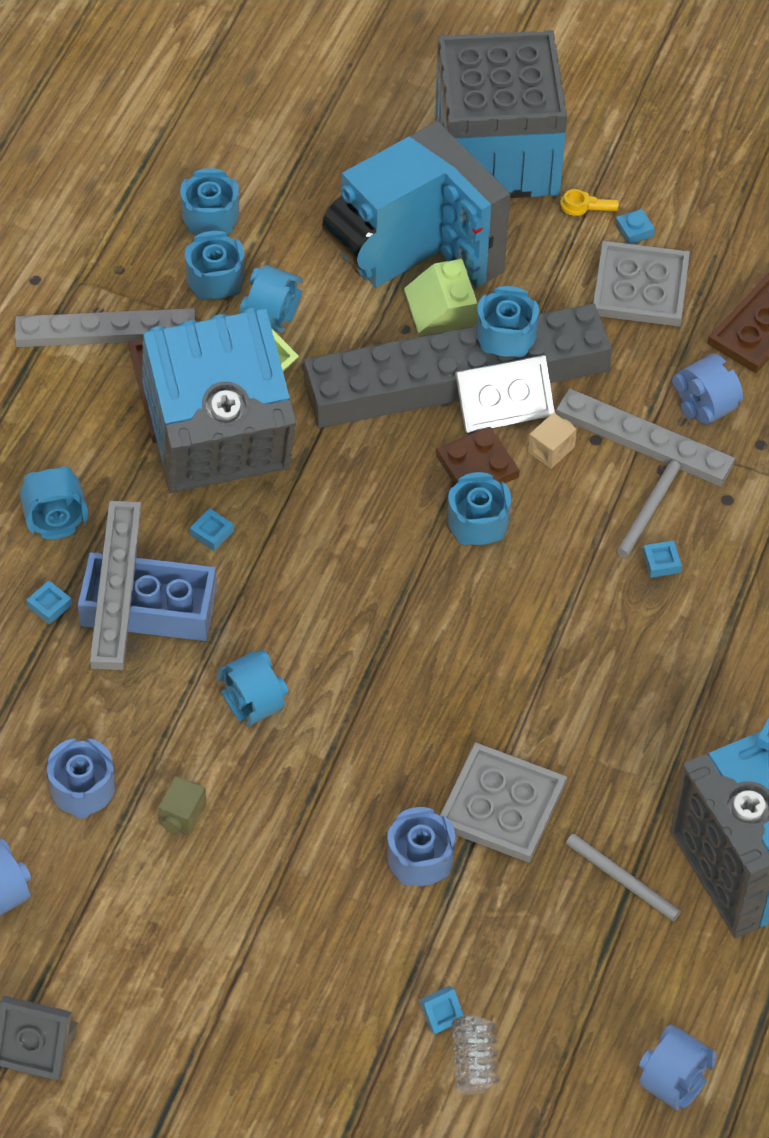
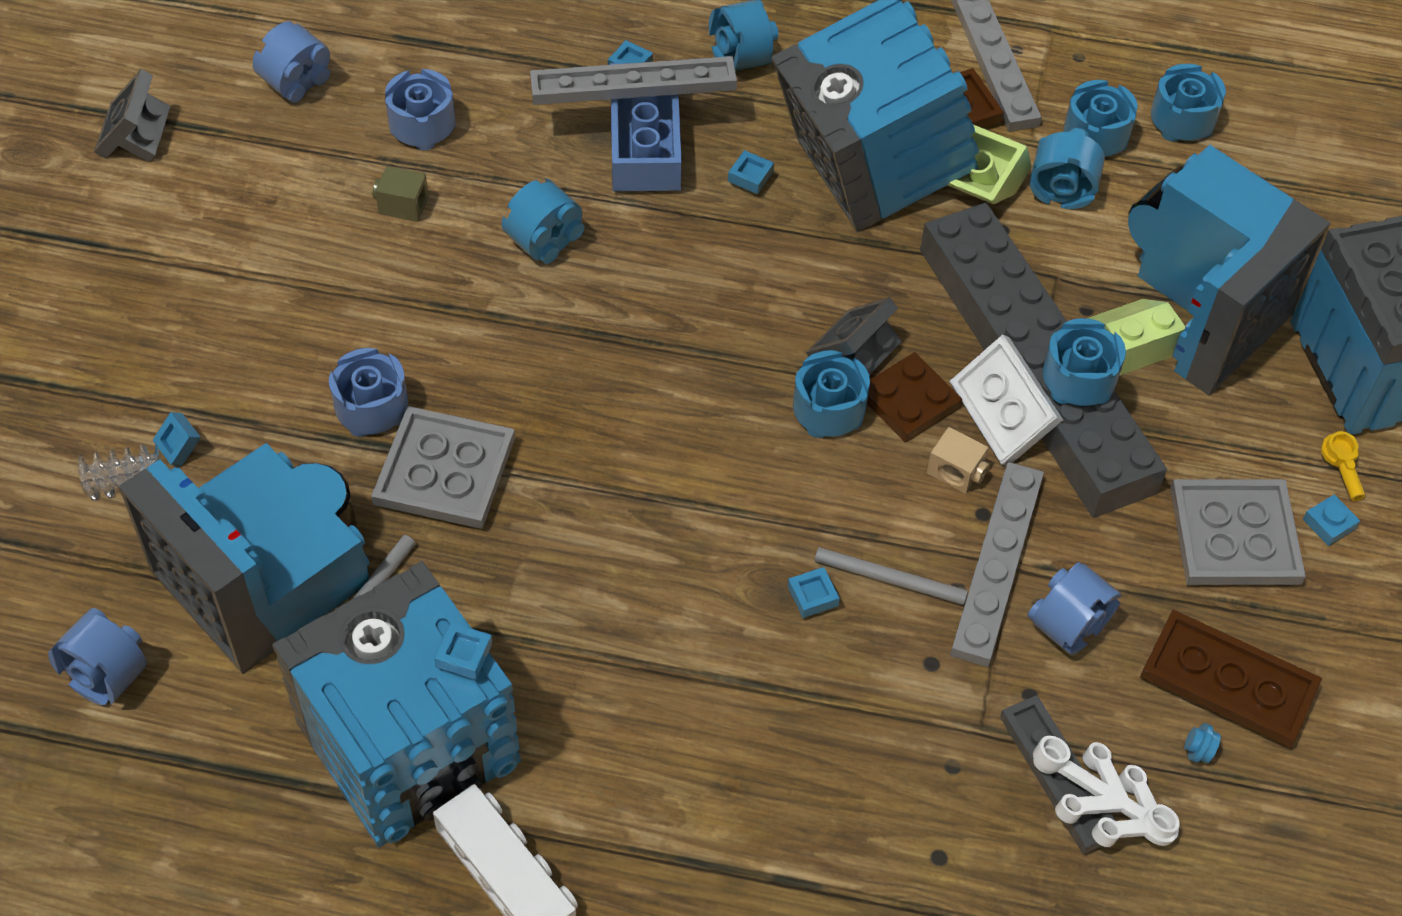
camera: 80 degrees right, 0 degrees up
(418, 481) = (862, 334): none -> dark grey bracket
(593, 936) = (250, 547): none -> dark azure piece

